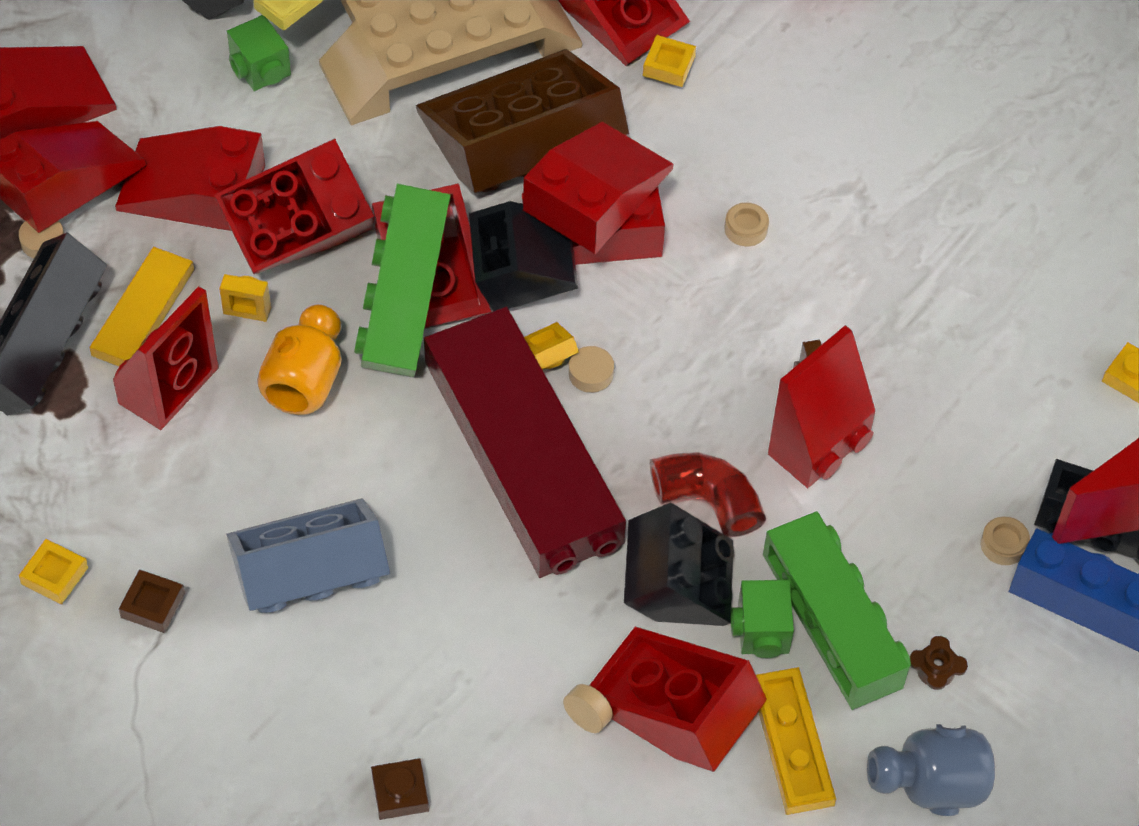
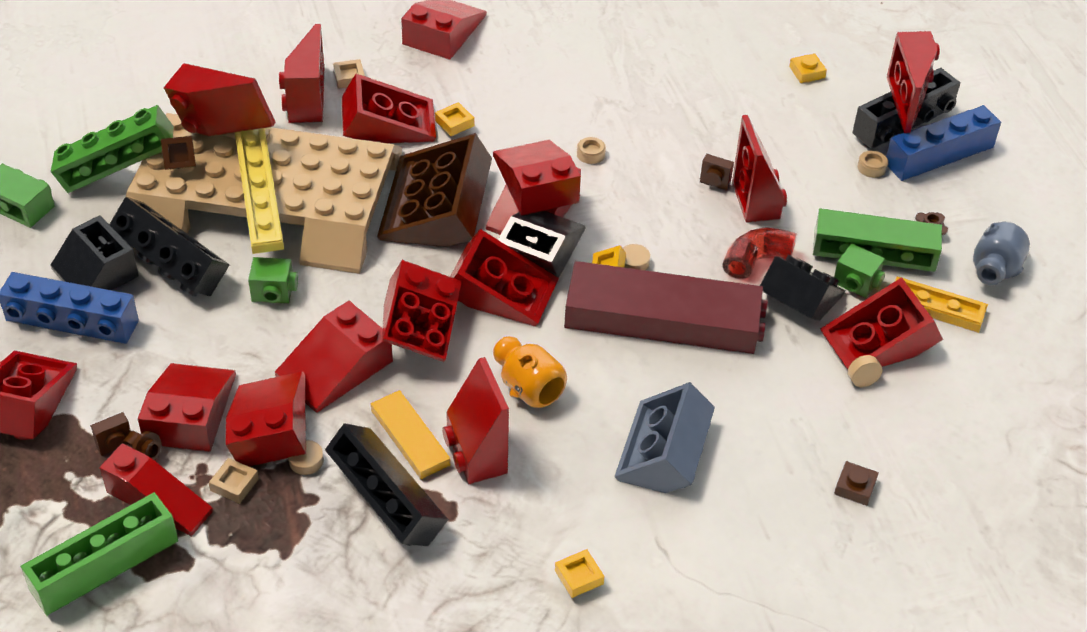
camera: 55 degrees left, 10 degrees down
(151, 601) = (641, 533): reddish brown plate -> none
(245, 297) = (452, 377): yellow plate -> none
(404, 280) = (523, 289): bright green brick -> none

